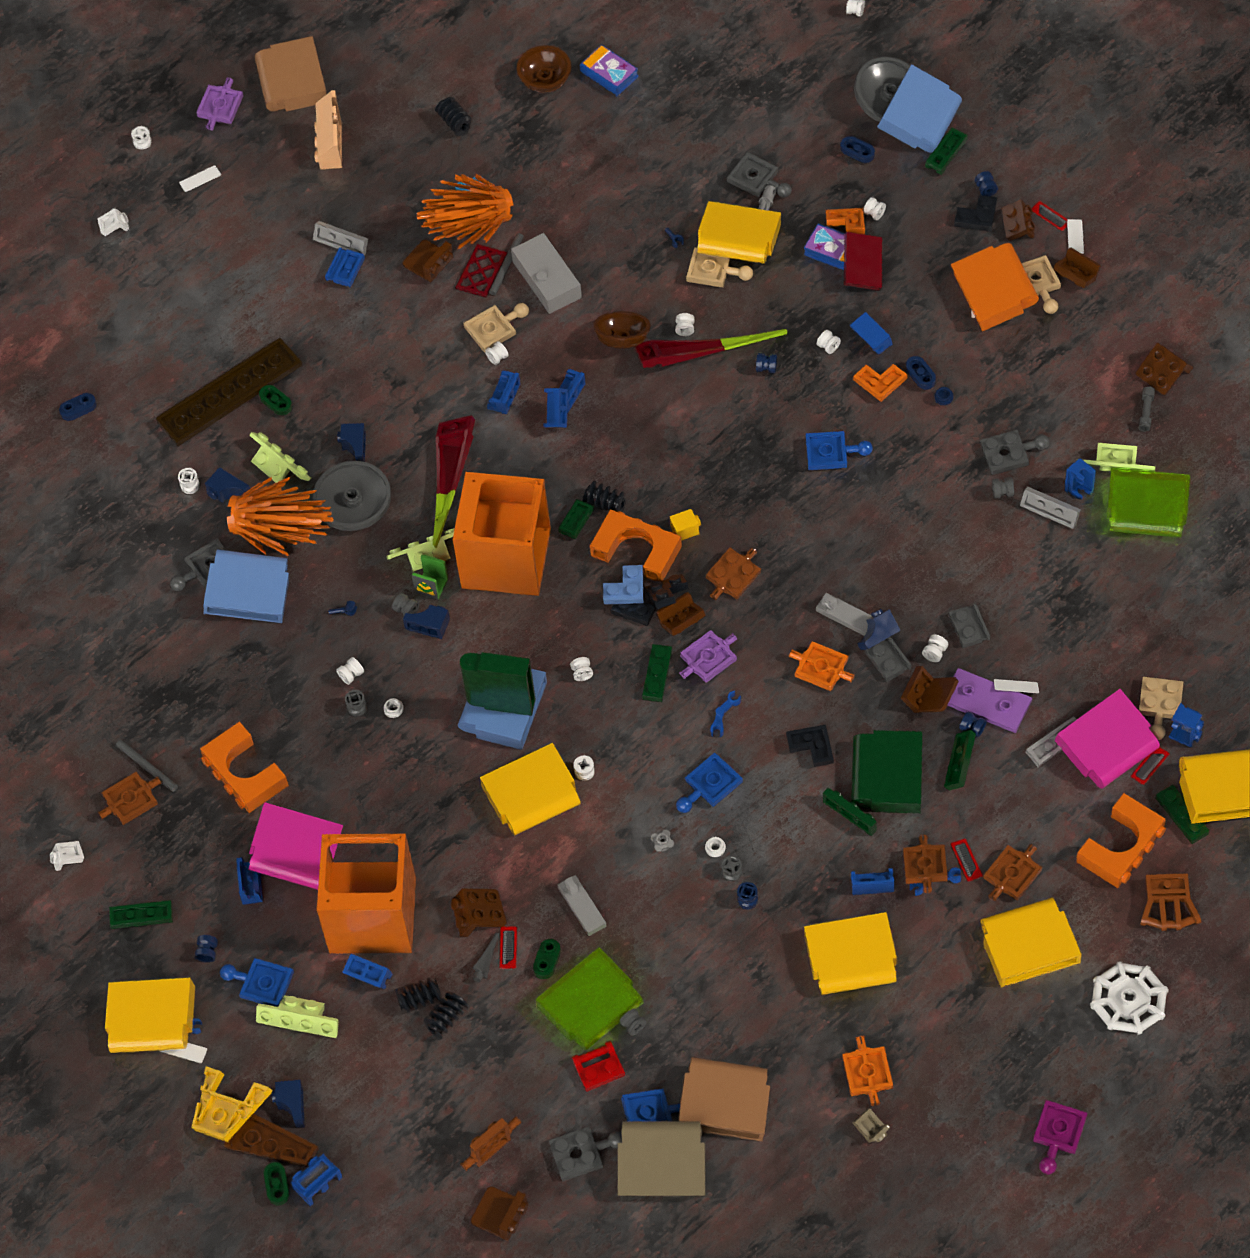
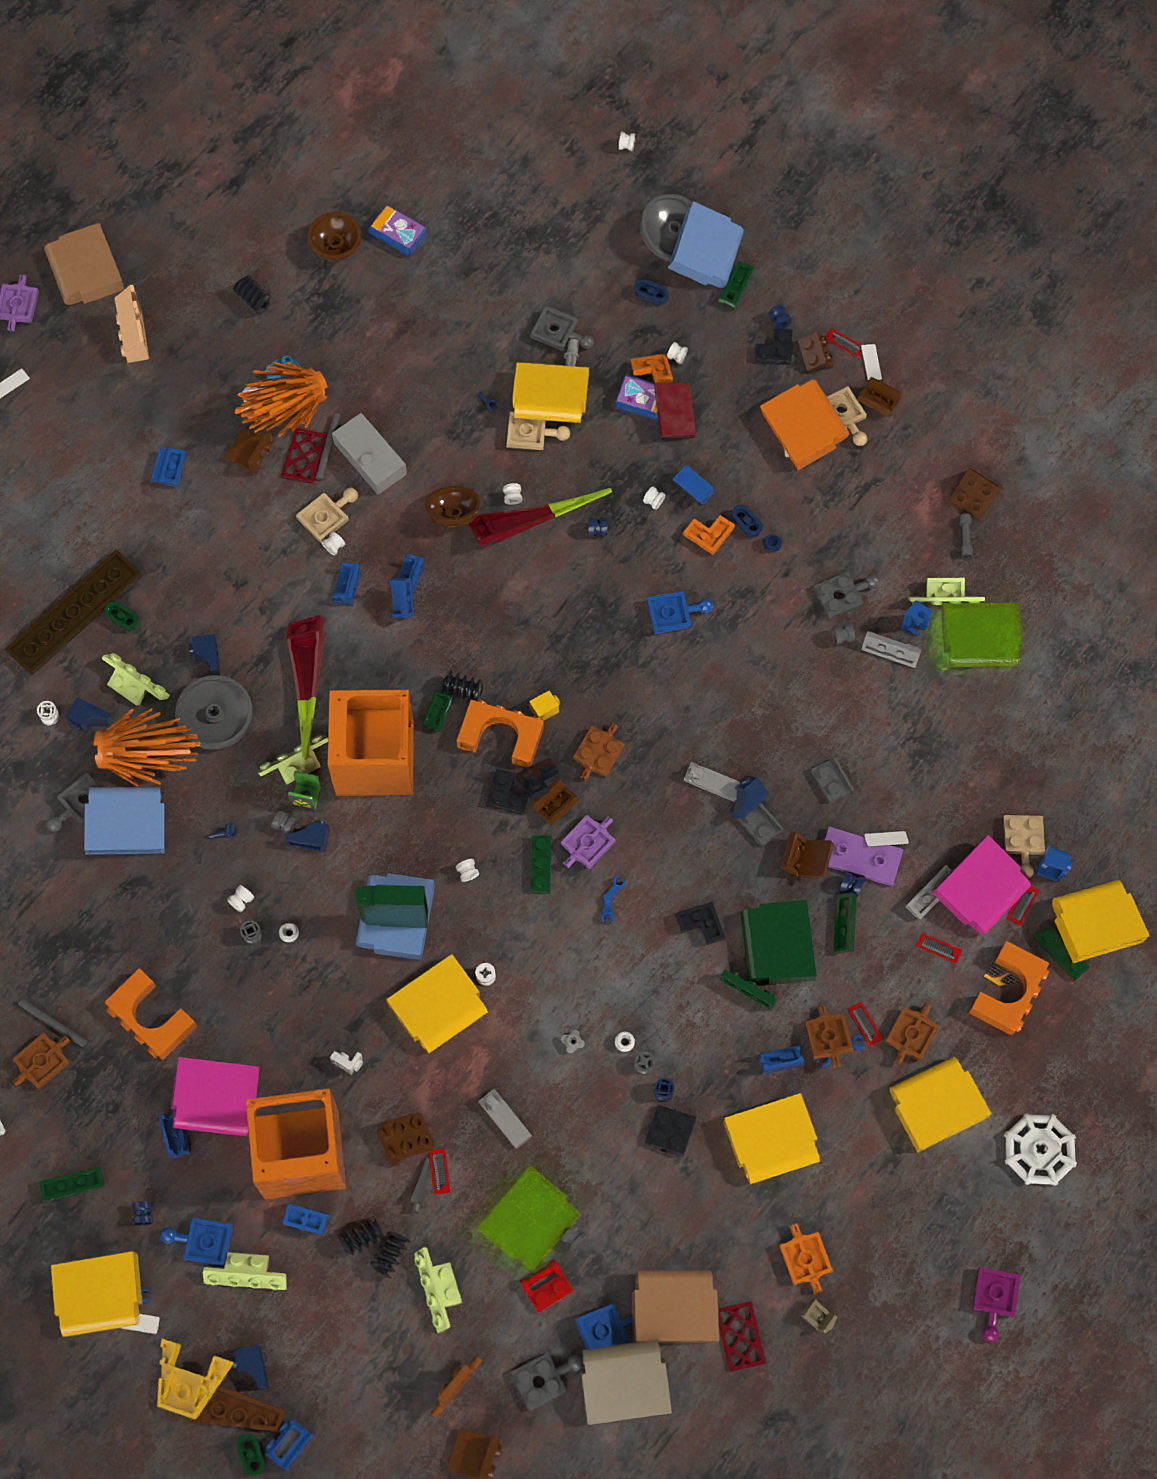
camera: 15 degrees left, 10 degrees up
(340, 238) = (159, 436): light grey hinge -> none
(430, 834) = (343, 1061): none -> white bracket
(490, 1053) = (439, 1288): none -> yellowish green bracket
(546, 957) = (479, 1179): dark green plate -> none
(627, 592) = (502, 783): medium blue plate -> none
(712, 781) = (611, 973): blue plate -> none
(748, 935) = (670, 1130): none -> black plate
(774, 1149) = (728, 1349): none -> dark red window
(821, 666) = (698, 839): orange plate -> none
(935, 647) = (804, 808): white wheel -> none
(1055, 797) = (939, 948): none -> sticker
(1114, 830) = (1000, 976): none -> sticker
(1169, 888) = (1059, 1033): dark orange plate -> none

